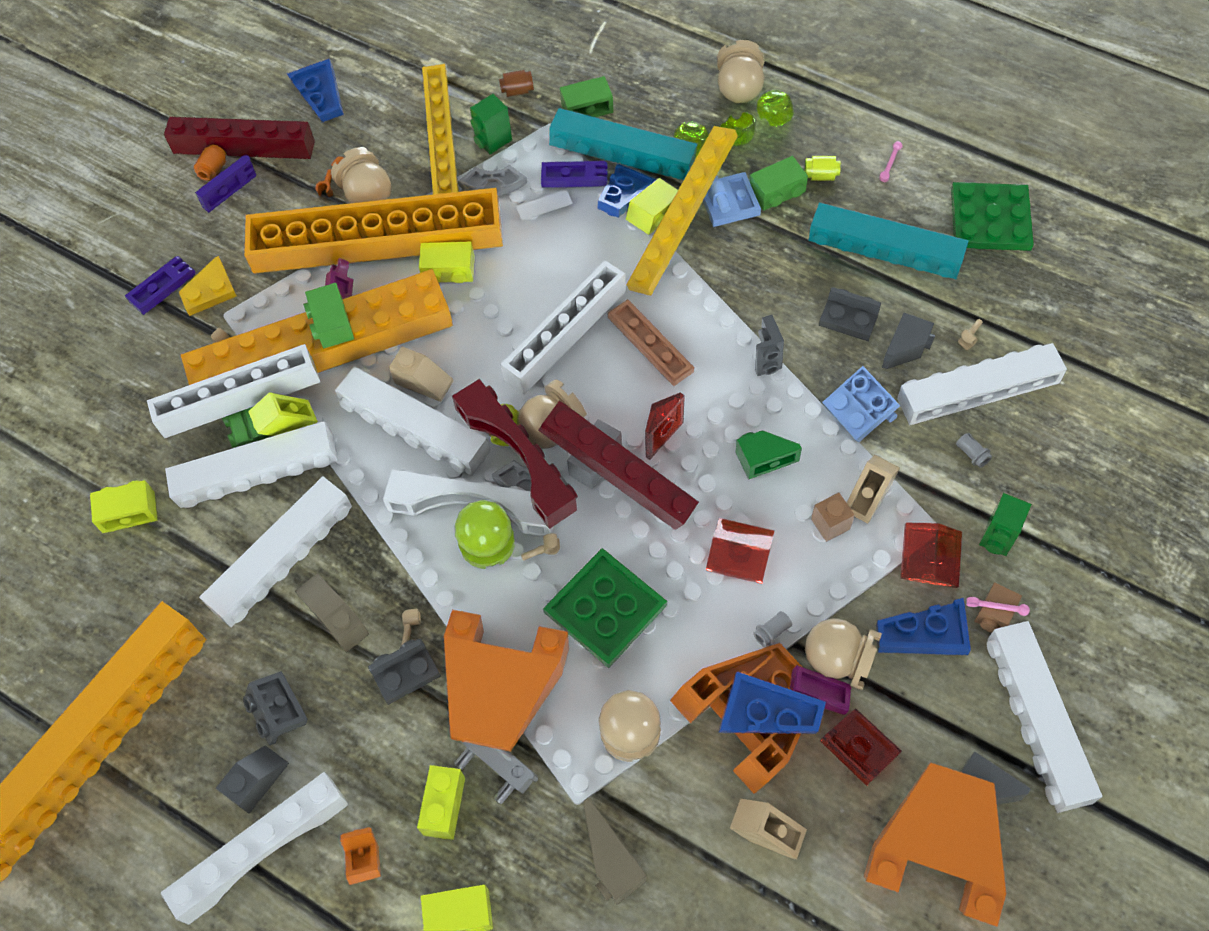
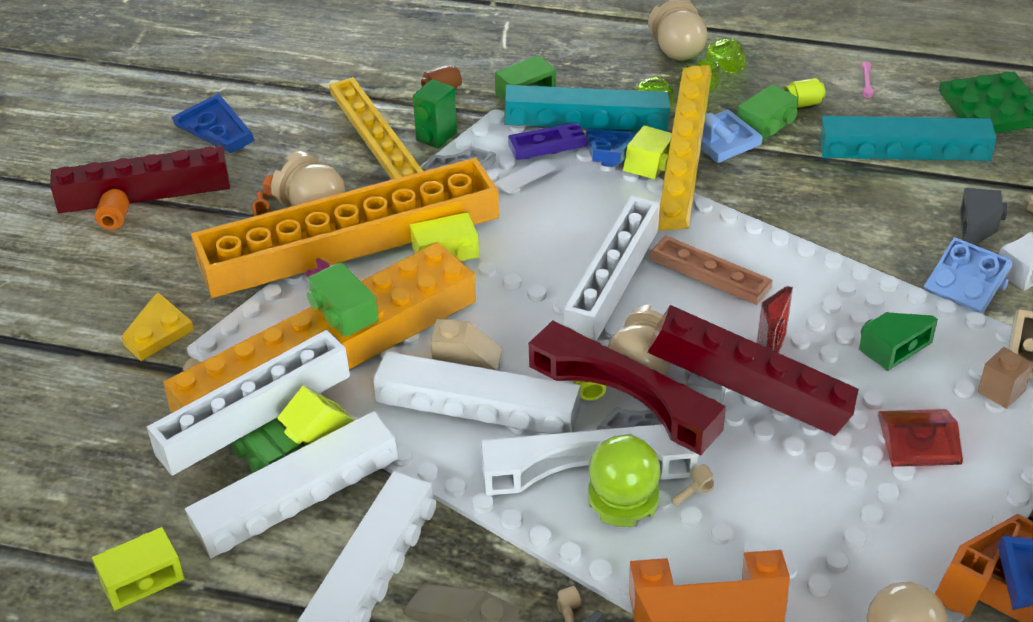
camera: 20 degrees left, 20 degrees down
(160, 285) = (94, 335): dark purple hinge -> none
(226, 183) = (140, 224): dark purple hinge -> none
(605, 607) = (805, 519): green plate -> none
(770, 350) = (849, 238): dark grey bracket -> none
(772, 629) = (1000, 505): light grey pin -> none
(850, 314) = (905, 205): dark grey bracket -> none

